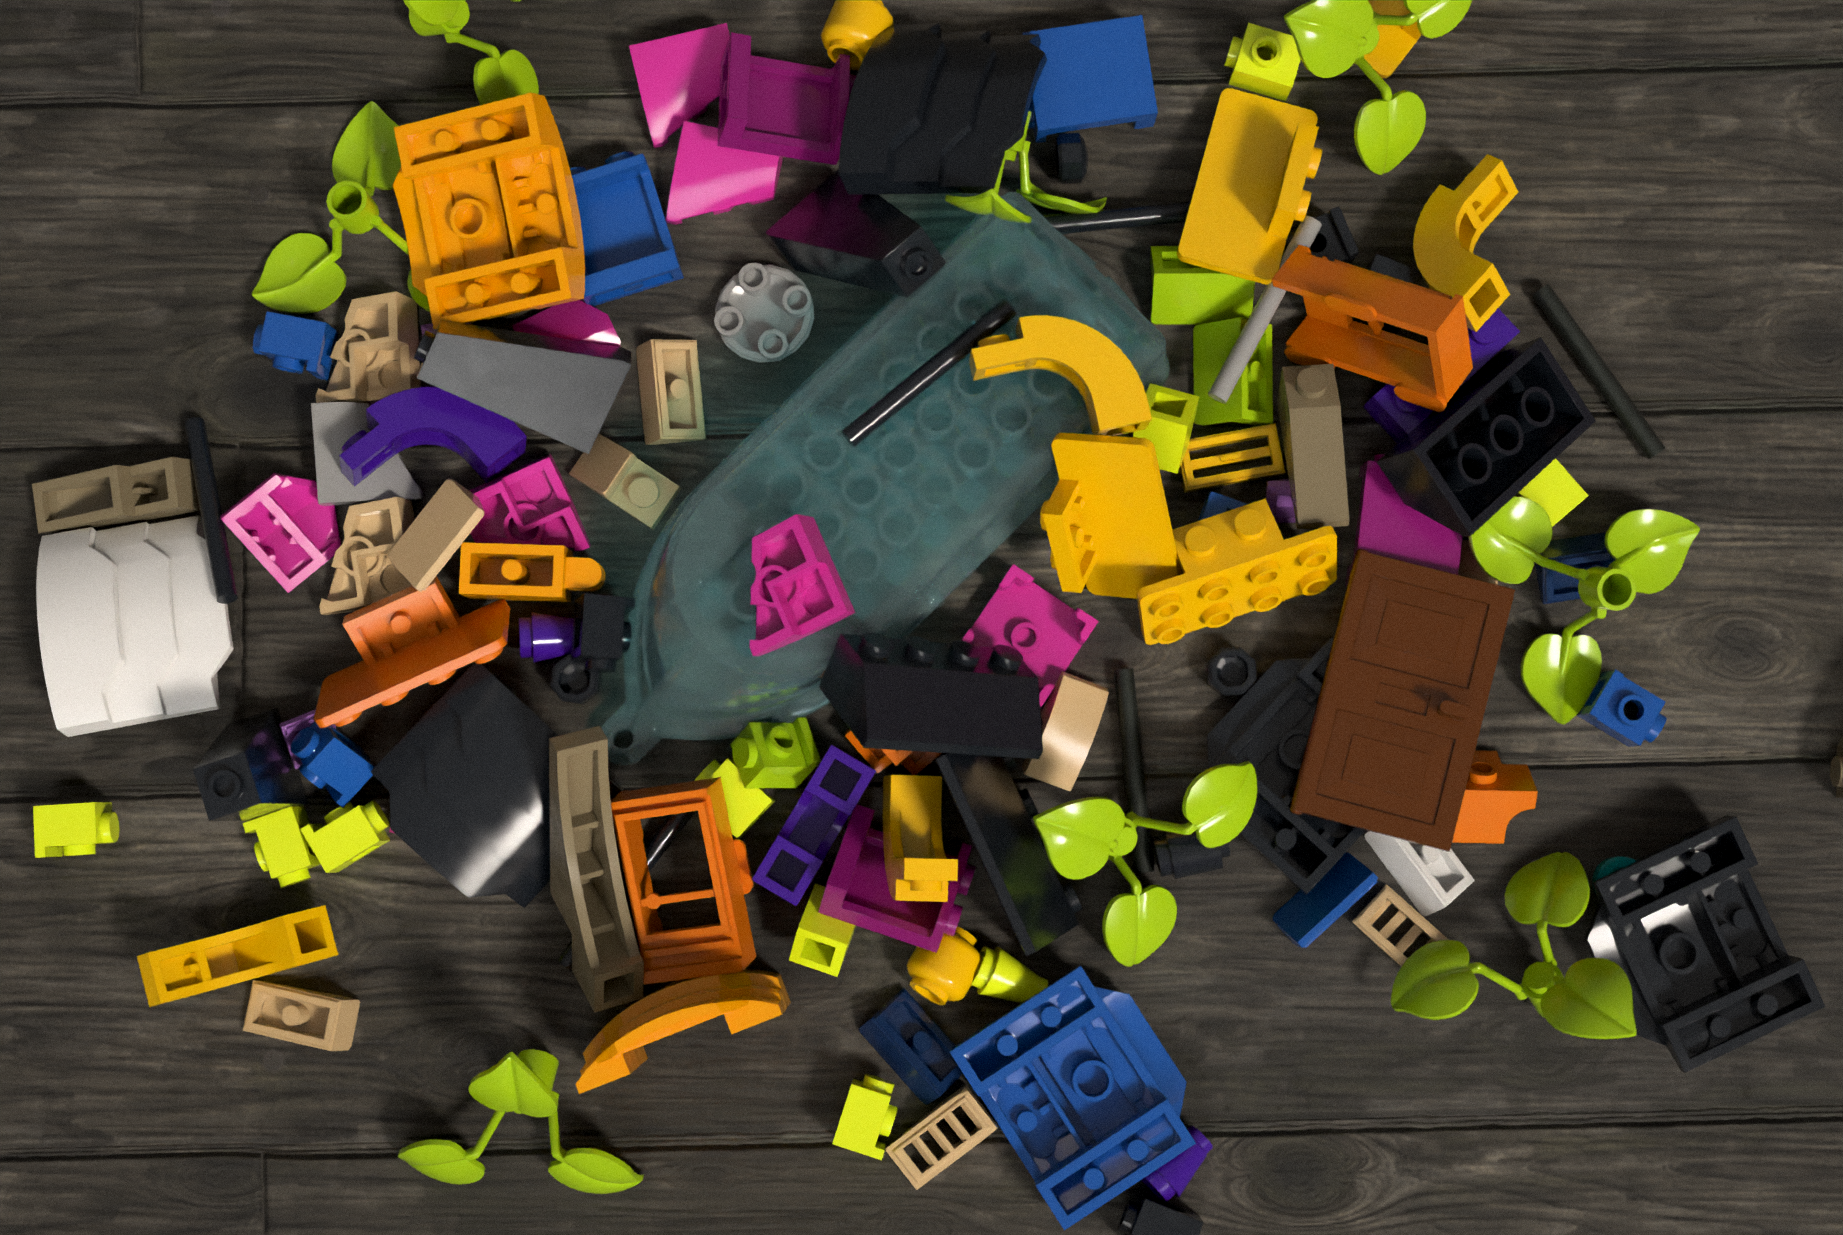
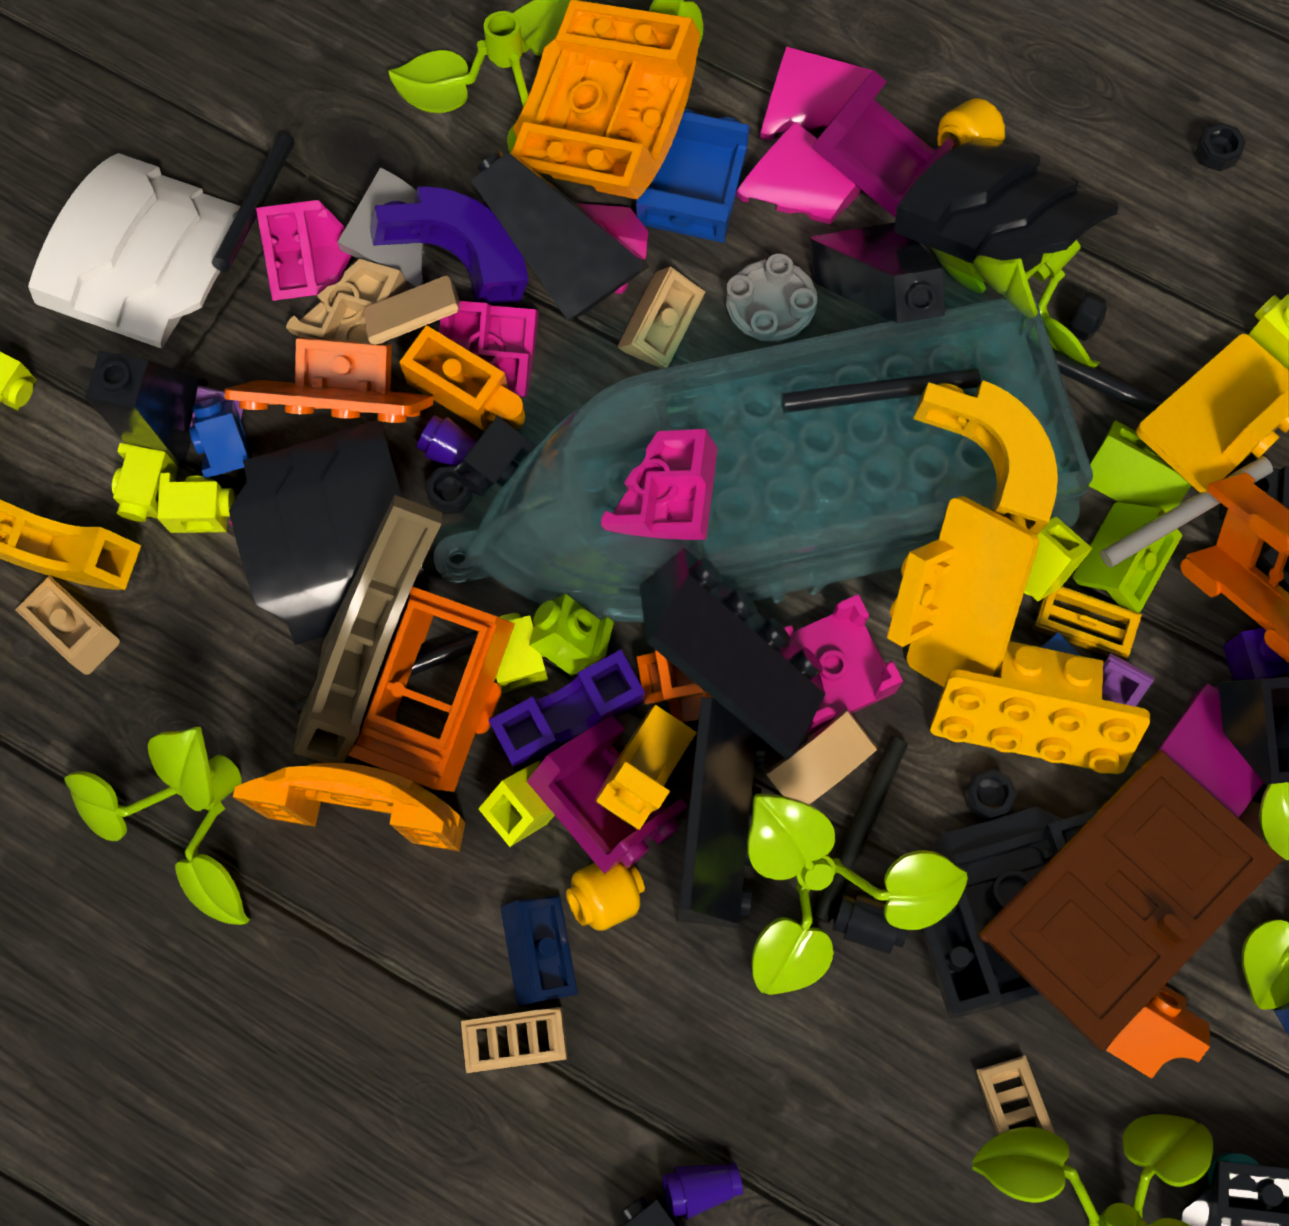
camera: 30 degrees right, 10 degrees down
(115, 495) = (193, 156): dark tan slope -> none
(296, 343) = (399, 123): blue brick -> none
(375, 350) = (454, 156): tan slope -> none
(625, 481) = (581, 358): tan slope -> none
(866, 1116) = (462, 981): neon yellow brick -> none
(1006, 977) = (651, 938): neon yellow cone -> none
(1079, 1092) = (654, 1071): blue slope -> none
(1093, 78) = (1139, 263): blue panel -> none
(1311, 914) = (962, 1036): blue slope -> none
(1313, 445) = (1168, 642): dark tan slope -> none
(1424, 873) = (1064, 1058): white slope -> none

